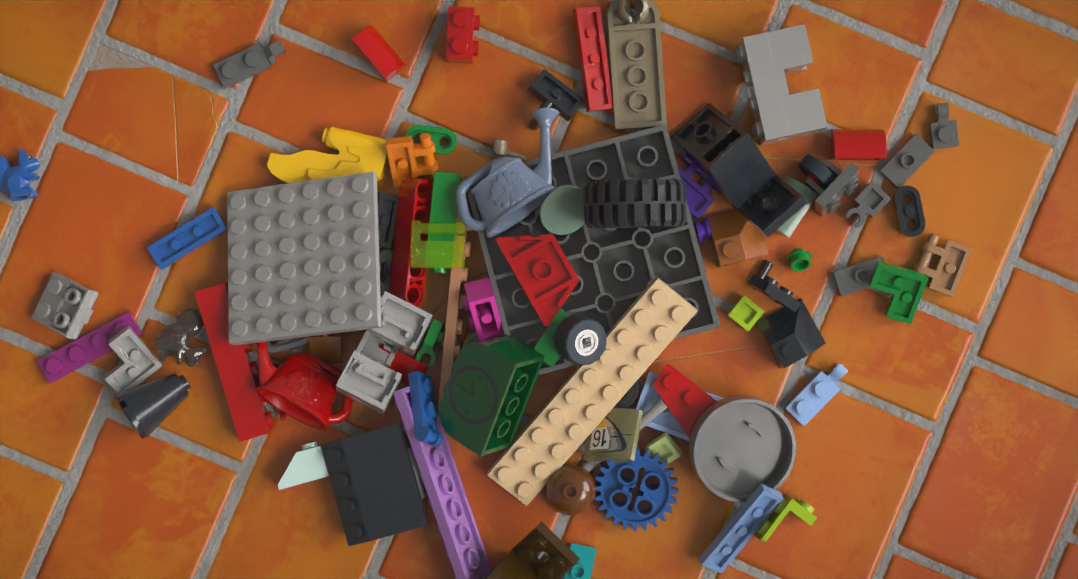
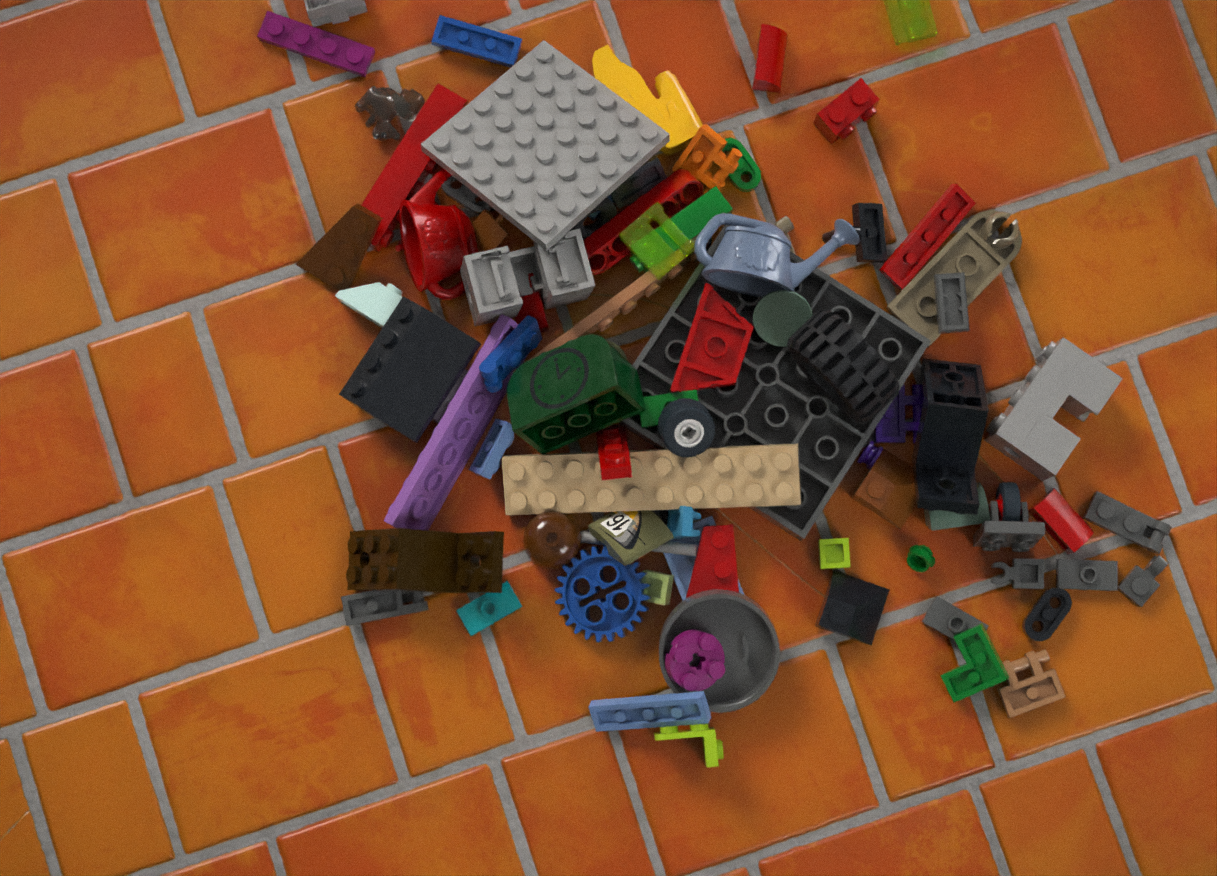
camera: 50 degrees right, 5 degrees down
(137, 361) = (339, 90): light grey plate -> none
(153, 402) = (316, 131): black cone -> none
(250, 456) = (342, 248): none -> reddish brown wing
(435, 335) = (573, 311): green plate -> none
(475, 475) = (490, 454): none -> medium blue plate
(483, 308) = (639, 326): dark pink brick -> none
(555, 403) = (613, 453): none -> red plate
(637, 397) = (681, 522): none -> dark azure tile
(652, 86) = (951, 303): none -> dark grey plate
(749, 470) = (711, 660): none -> magenta plate
(768, 286) = (874, 549): black plate -> none
(815, 394) = (819, 675): light blue plate -> none
(896, 103) = (1126, 522): none -> dark grey plate

